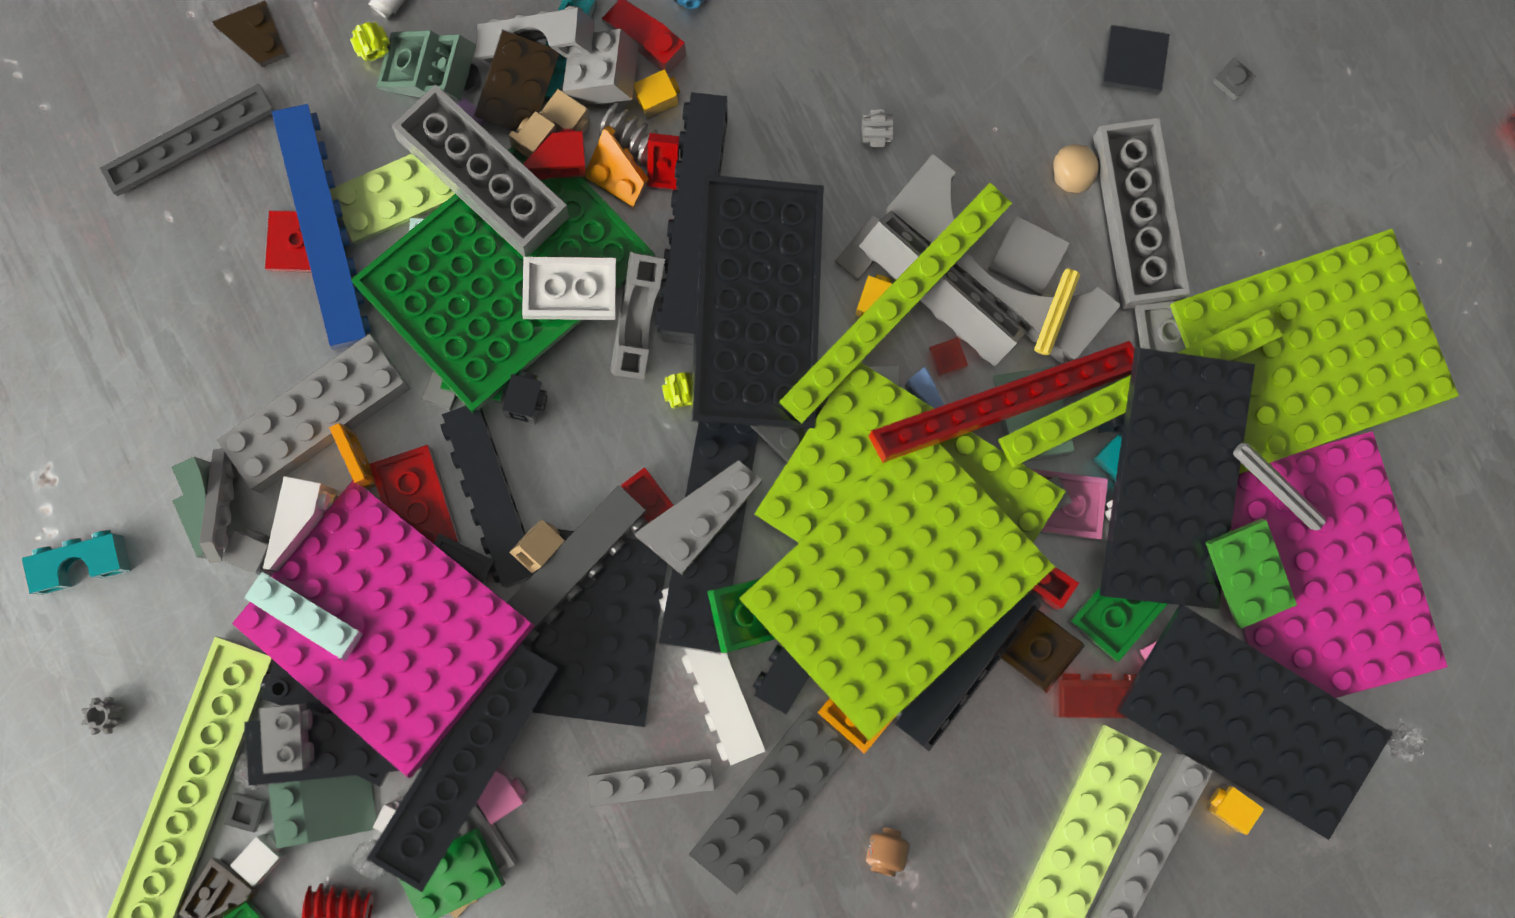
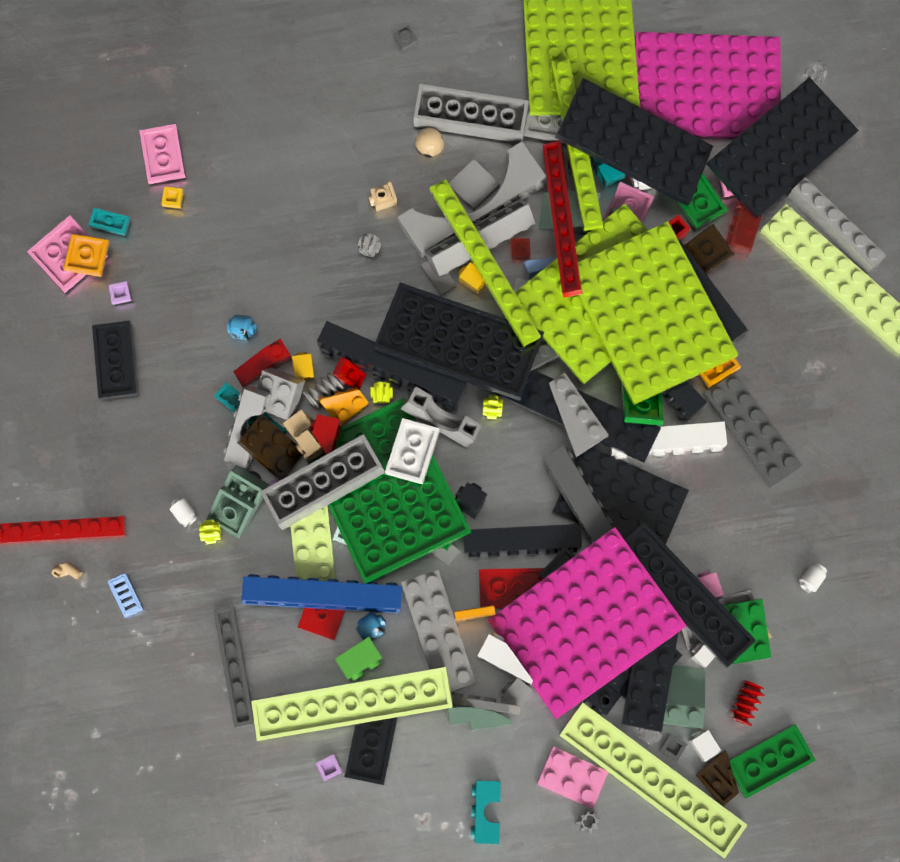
camera: 75 degrees left, 5 degrees down
(80, 319) = (329, 767): none -> lavender plate
(134, 368) = (371, 750): none -> black plate
(161, 674) = (572, 777): none -> bright pink plate
(173, 322) = (352, 704): none -> yellowish green plate
(239, 311) = (359, 659): none -> bright green brick
(254, 33) = (177, 605): dark brown wing -> none
(286, 738) = (641, 696): light grey brick -> none
(297, 314) = (371, 626): none -> dark azure head
(303, 616) = (567, 668): light aqua plate -> none
(364, 866) = (723, 676): clear gear -> none
(537, 545) = (564, 516): tan brick -> none
(647, 494) = (552, 443): red plate -> none
(650, 782) = (722, 497): light grey plate -> none
(651, 219) = (381, 392): none -> neon yellow gear
(887, 852) = (801, 371): medium nougat head -> none
(961, 134) = (383, 202): none -> tan brick
(1057, 312) = (516, 176): light yellow axle -> none
(1135, 59) = (375, 88): black tile -> none
(1235, 808) = (828, 174): yellow brick -> none
(1251, 573) = (699, 120): bright green plate -> none
(1279, 486) = (655, 88): light grey axle -> none

